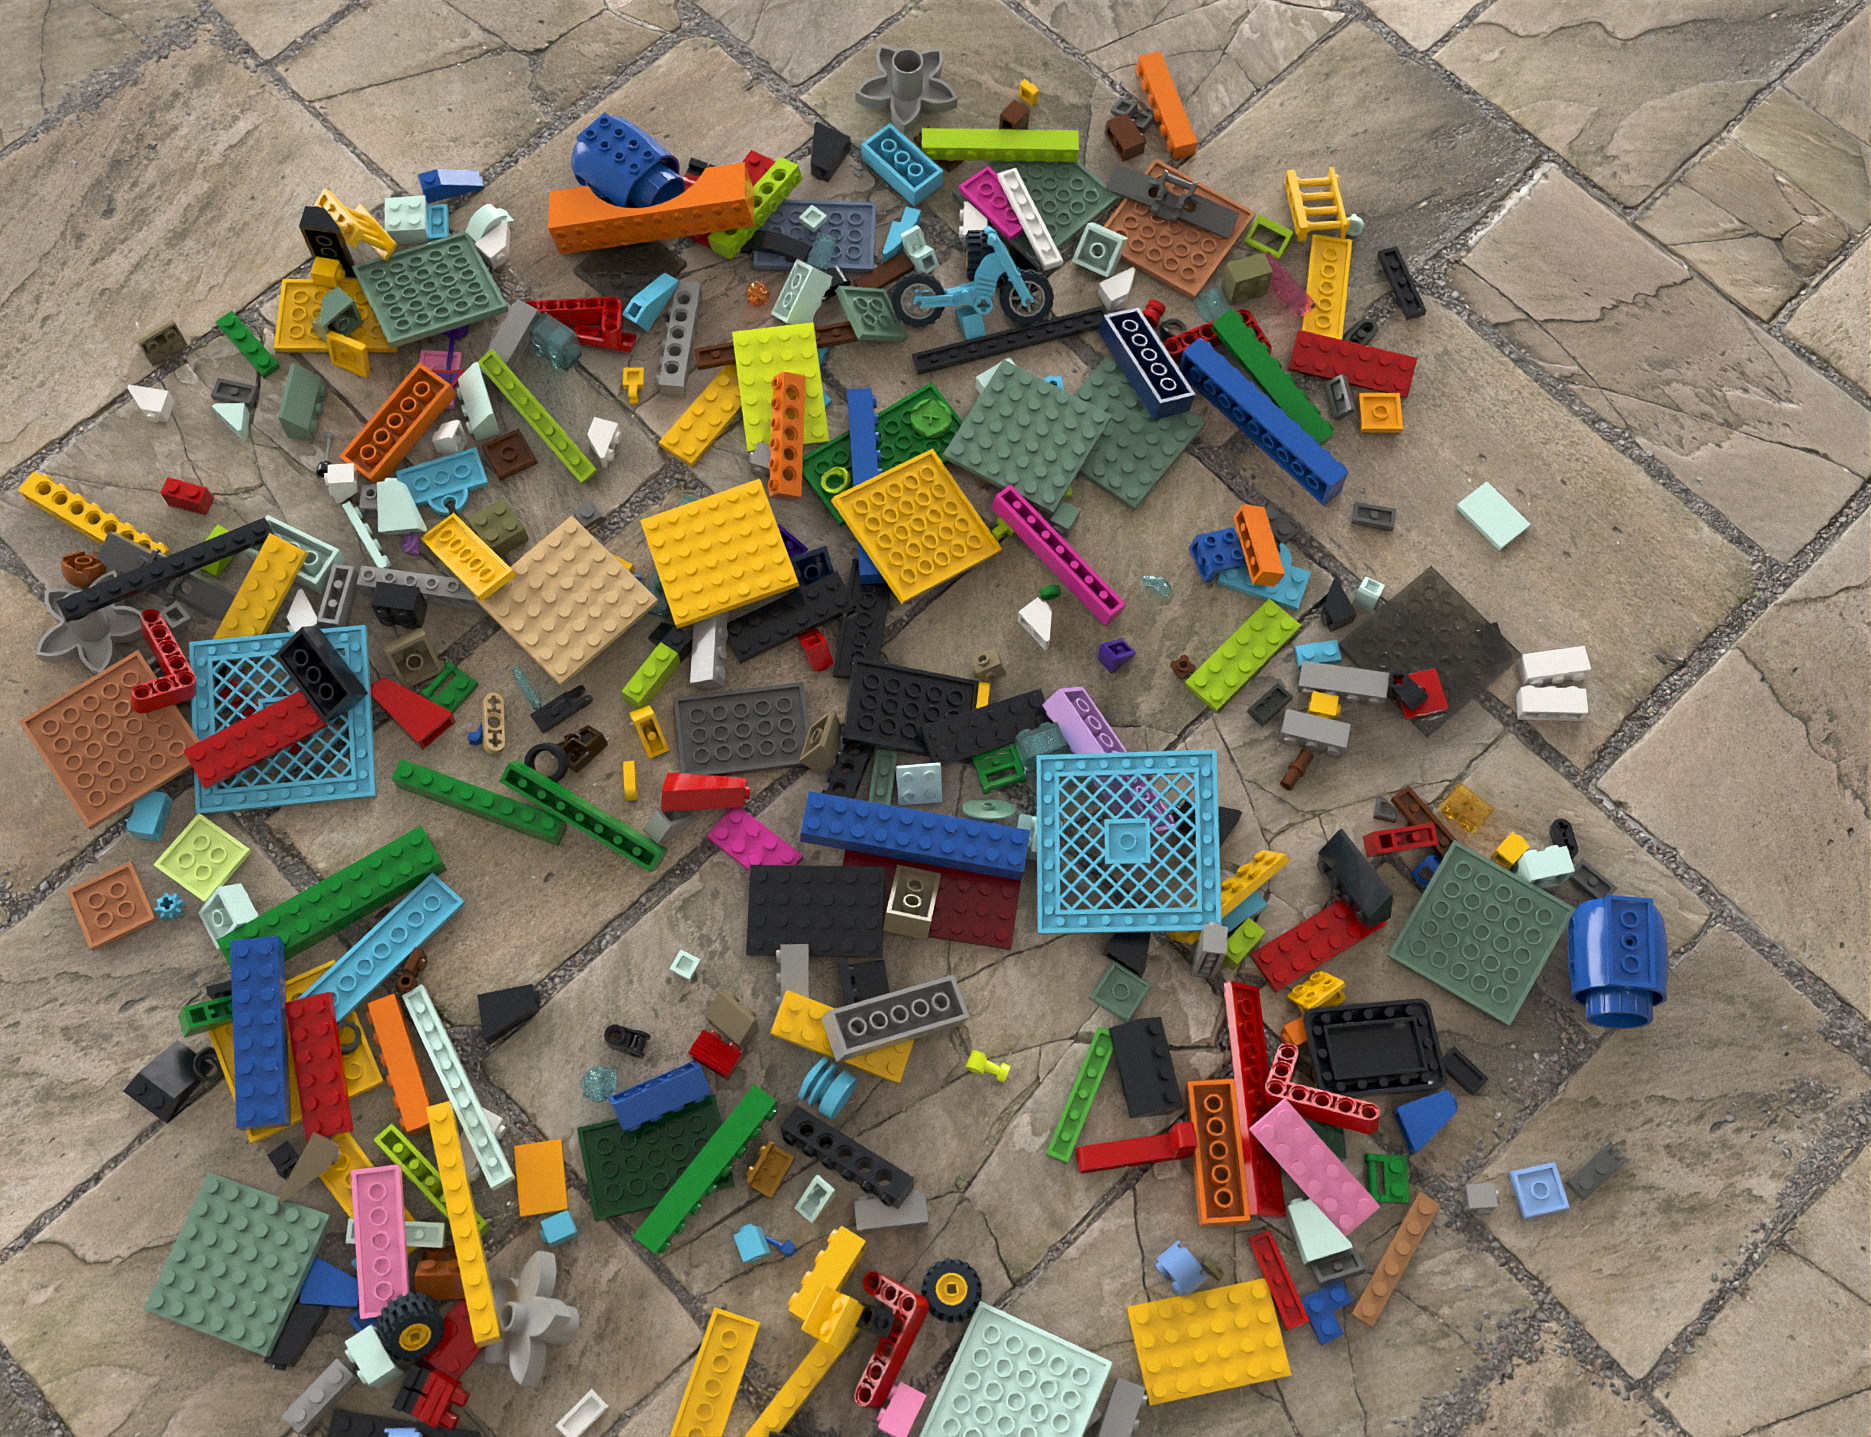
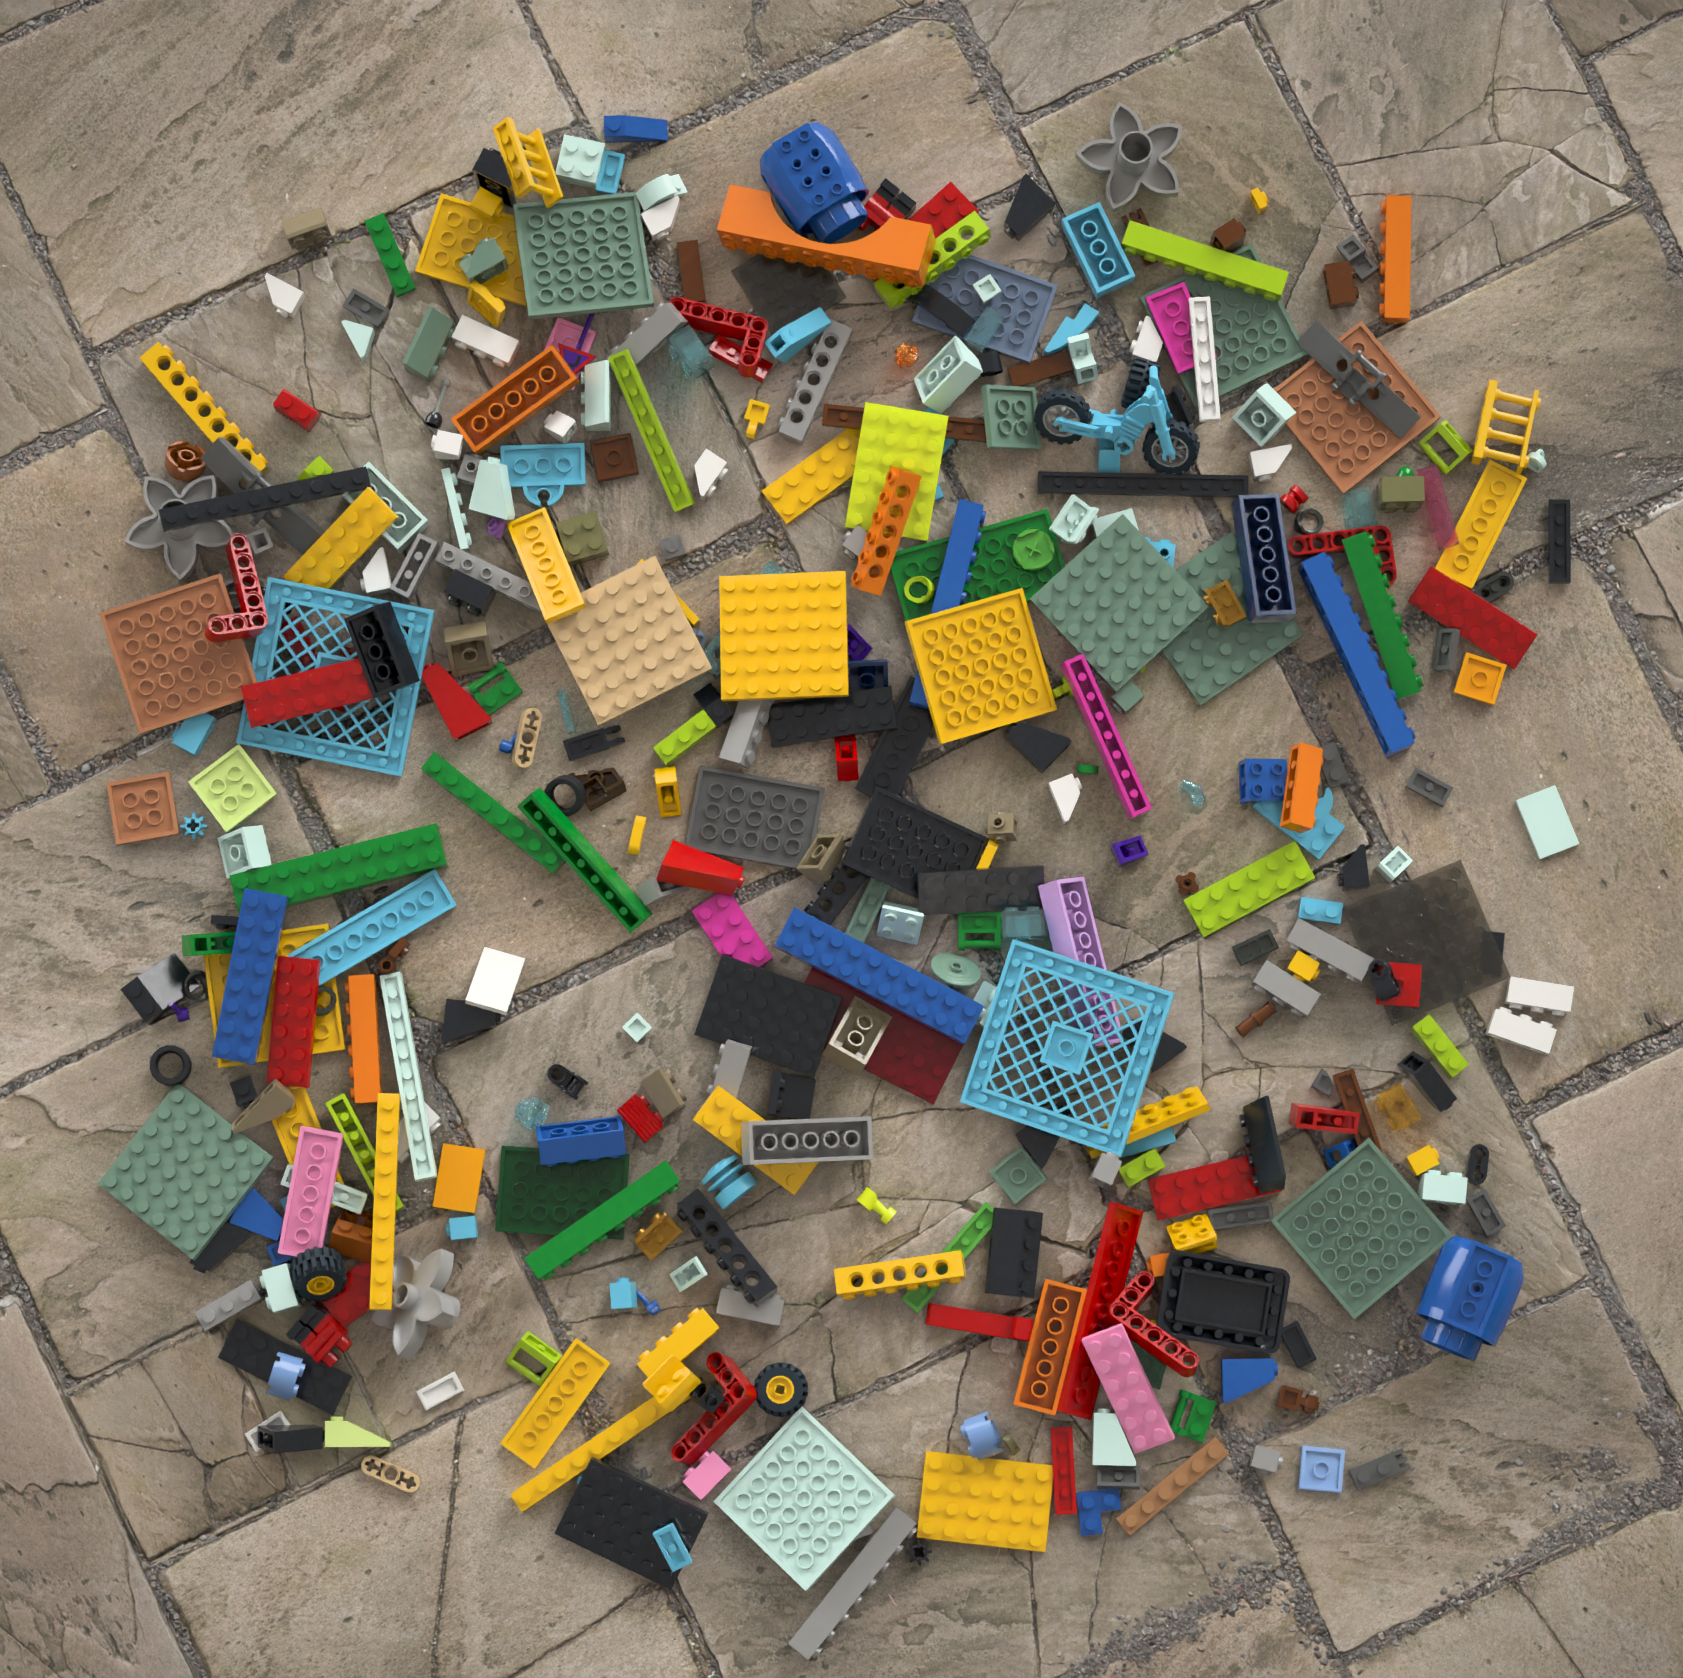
camera: 20 degrees right, 15 degrees up
(182, 1148) = (187, 1065): none -> black tyre
(199, 1100) = (182, 1014): none -> dark purple hand
(357, 388) = (485, 341): none -> white brick
(524, 962) = (495, 981): none -> white tile
(535, 279) = (691, 270): none -> reddish brown tile
(677, 1334) = (538, 1350): none -> lime tile
(959, 381) = (1073, 521): none -> light aqua bracket
(994, 584) = (1036, 744): none -> black slope
(1023, 1124) = (845, 1276): none -> yellow brick
(1125, 412) = (1225, 604): none -> pearl gold bracket
(1151, 1423) = (912, 1552): none -> black gear
(1357, 960) = (1241, 1216): none -> dark grey tile
(1479, 1126) = (1291, 1399): none -> reddish brown plate
(1481, 740) = (1439, 1046): none -> lime brick
(1484, 774) = (1427, 1081): none -> black slope

